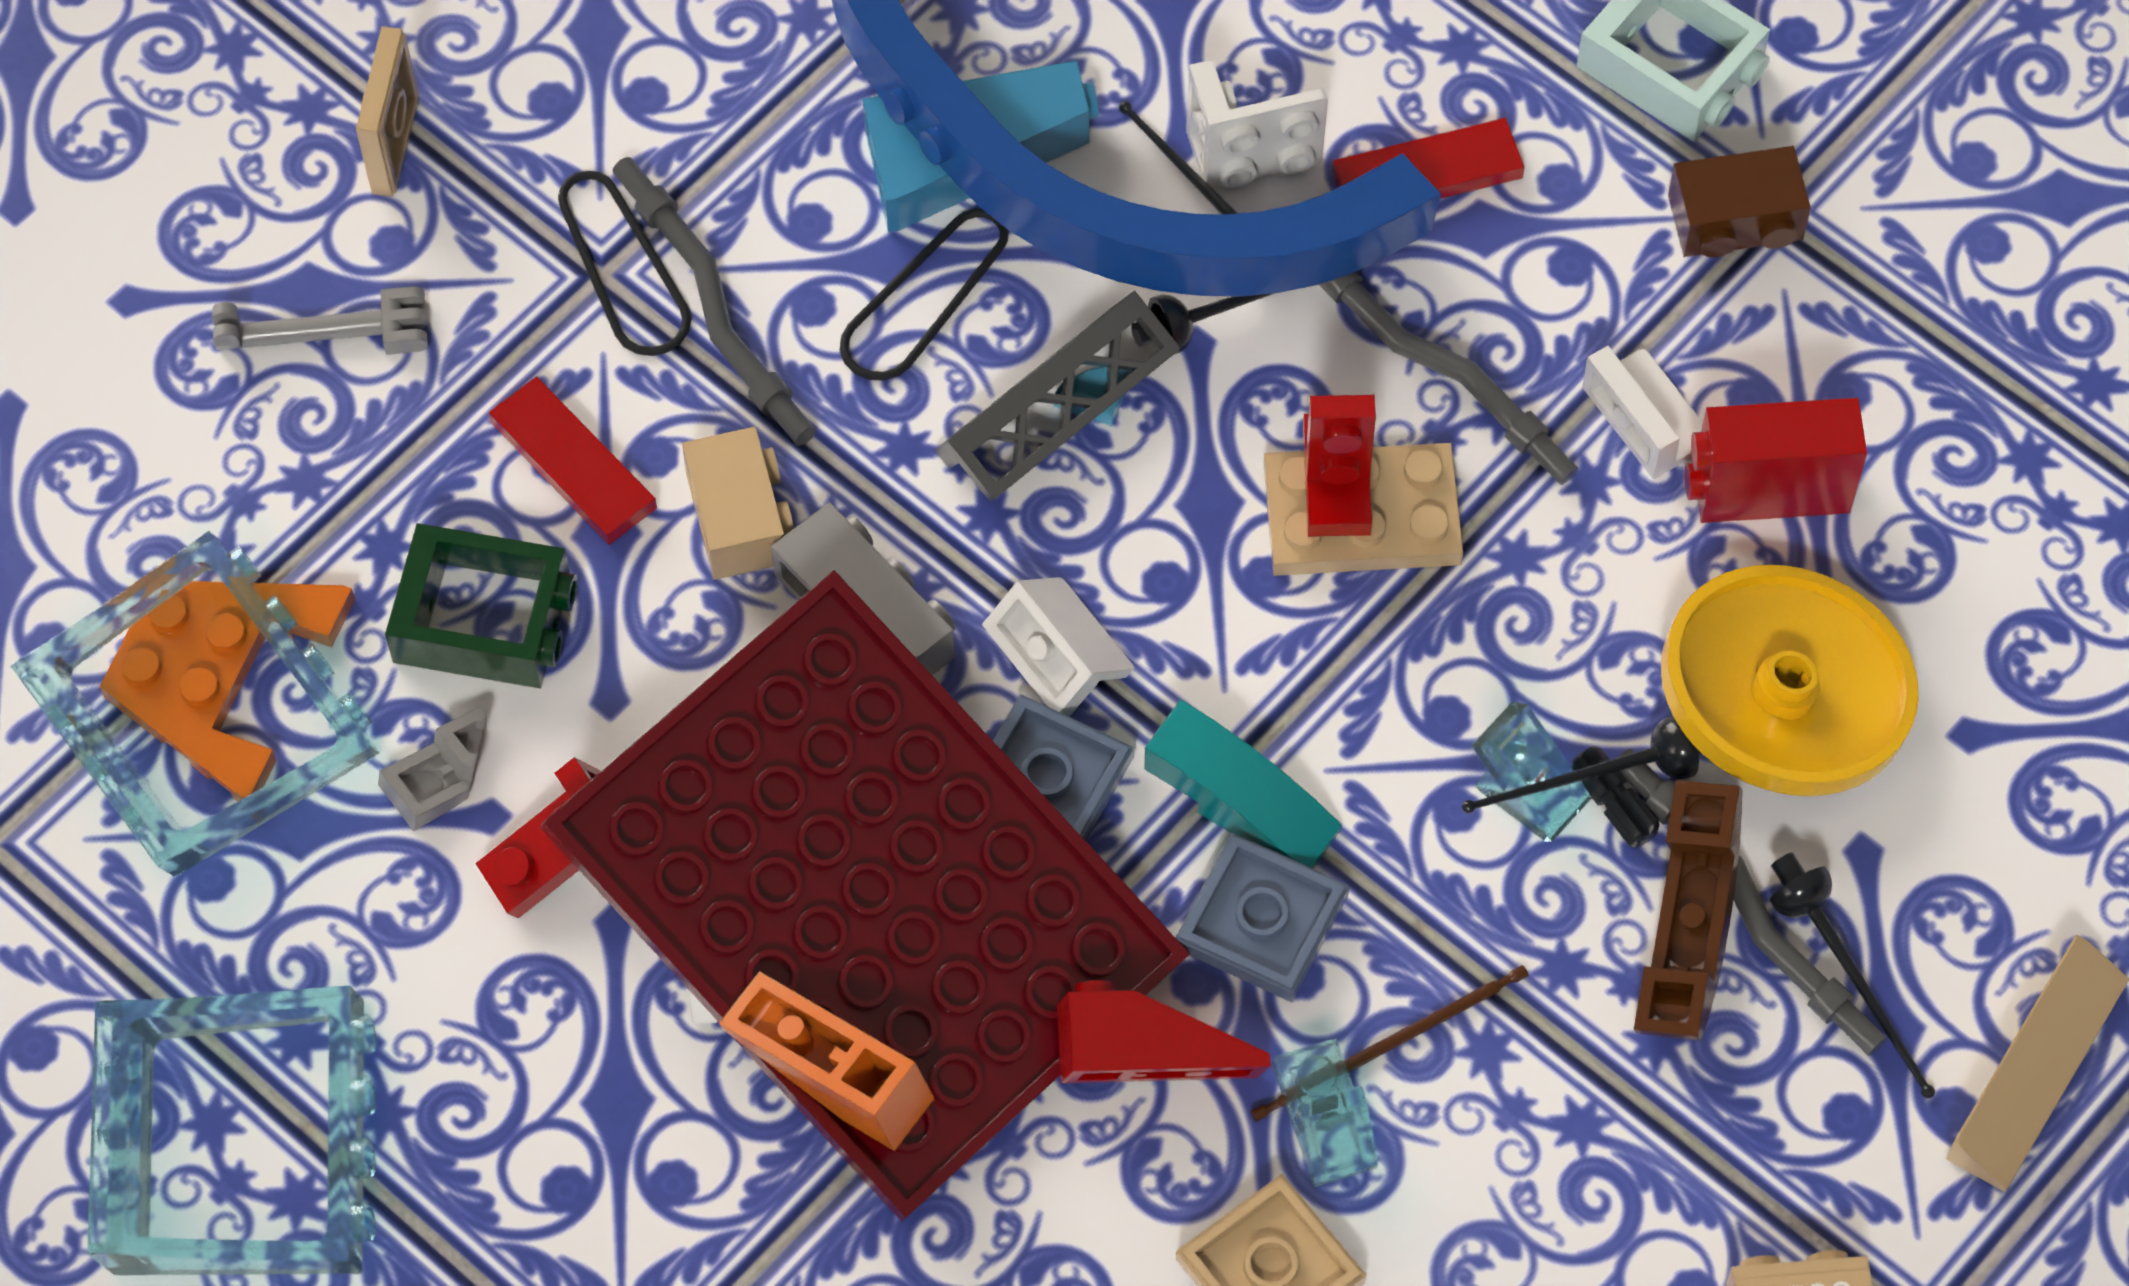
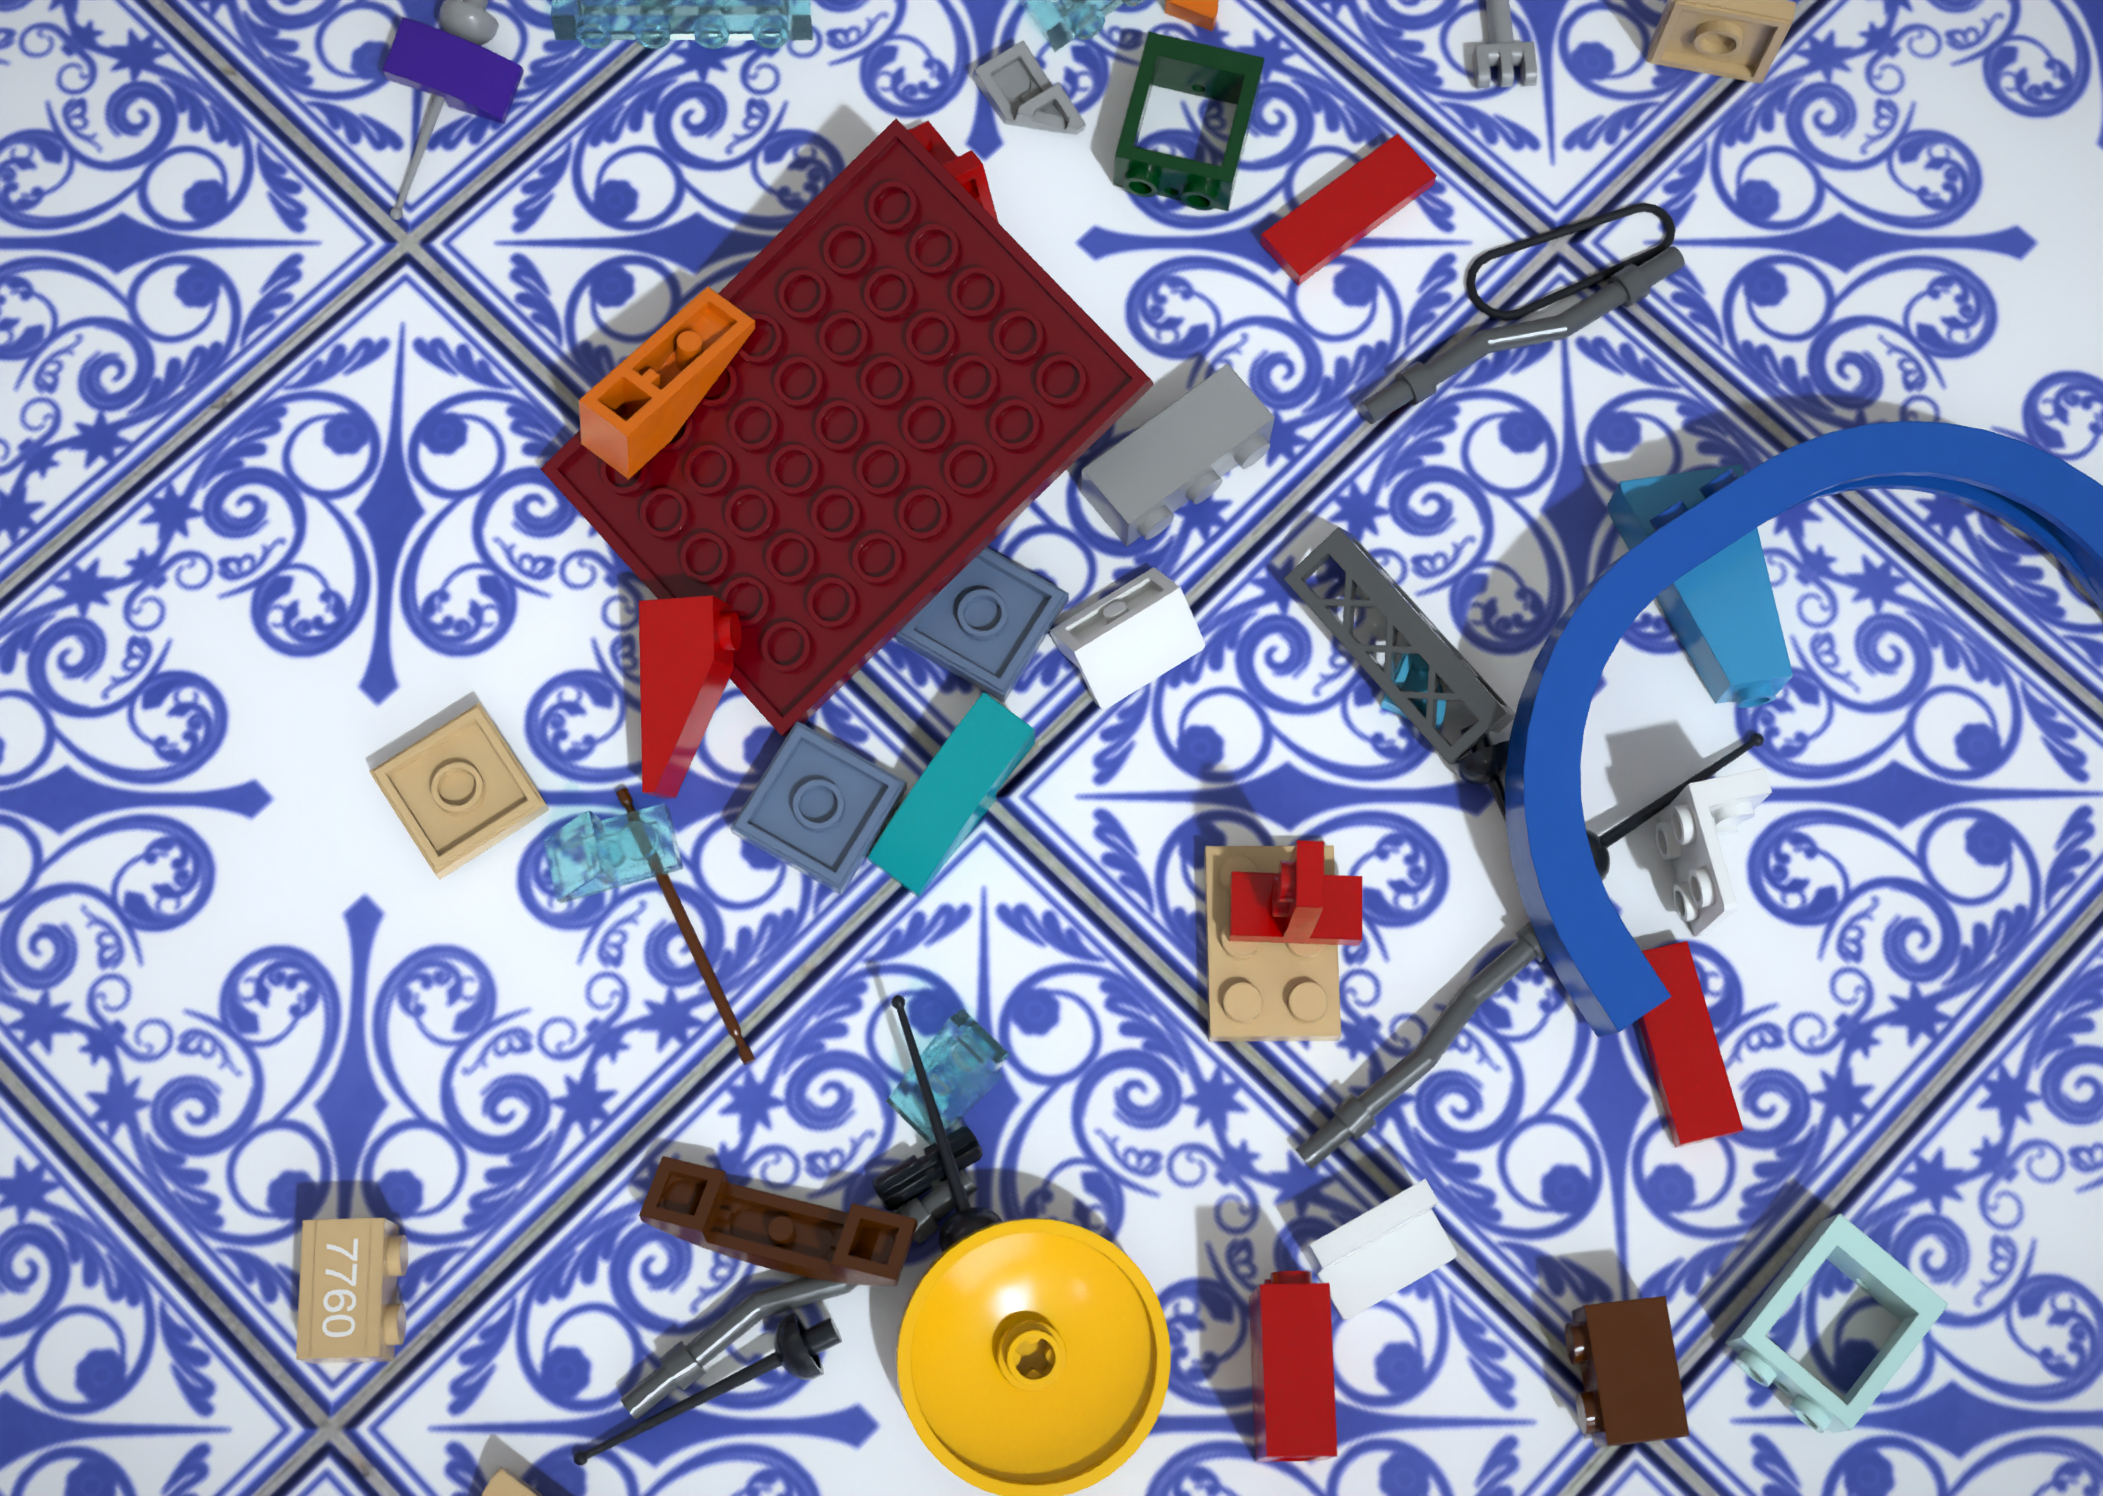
camera: 90 degrees right, 10 degrees up
(736, 500) = (1292, 343): tan brick -> none
(901, 277) = (1533, 497): black piece -> none

